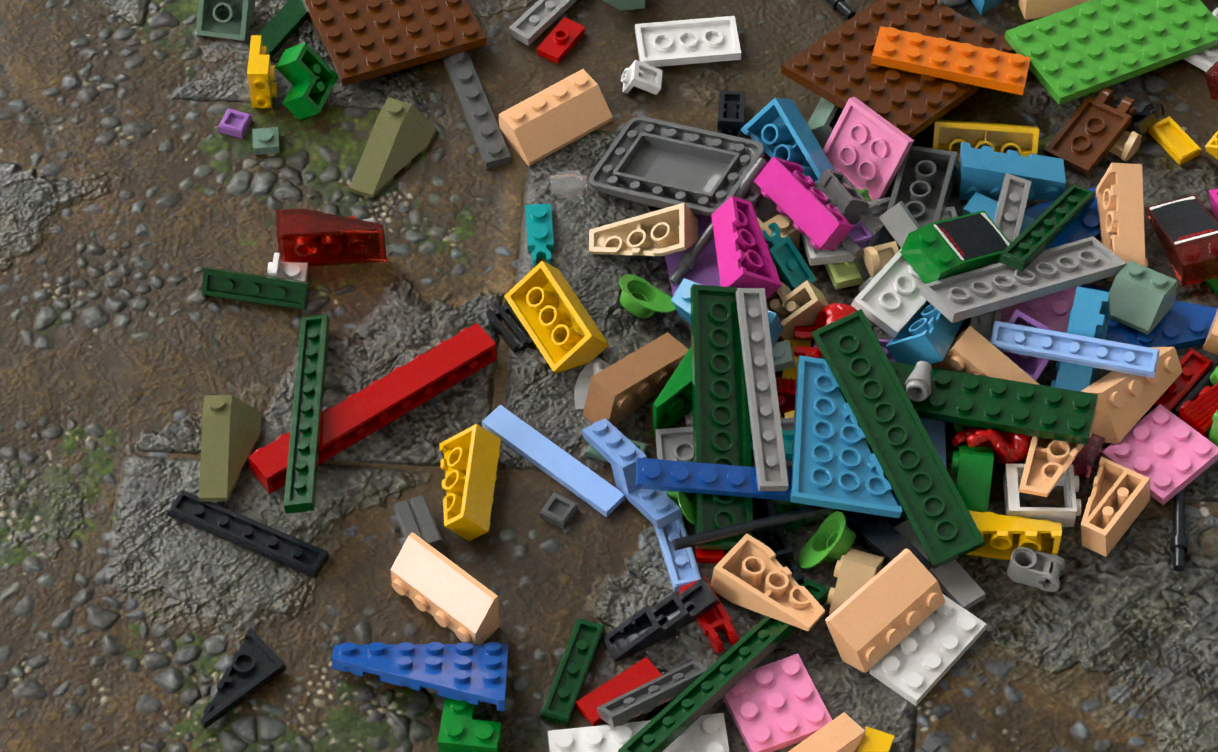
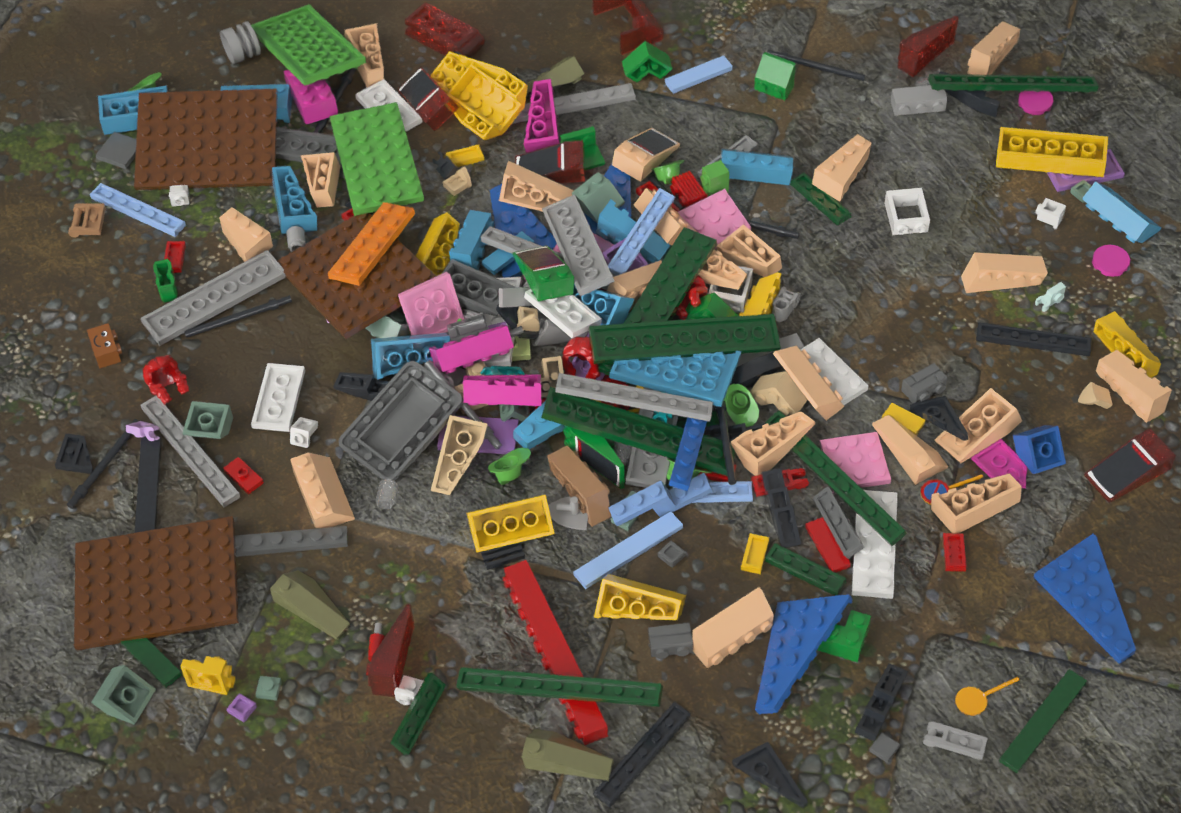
camera: 75 degrees left, 0 degrees up
(309, 78) = (230, 642): green brick -> none
(539, 232) = (422, 521): teal plate -> none
(586, 606) = (755, 553): none -> yellow tile
(919, 382) = (649, 313): light grey cone -> none
(1047, 227) = (532, 226): dark green tile -> none
(1092, 132) = (448, 192): reddish brown tile -> none

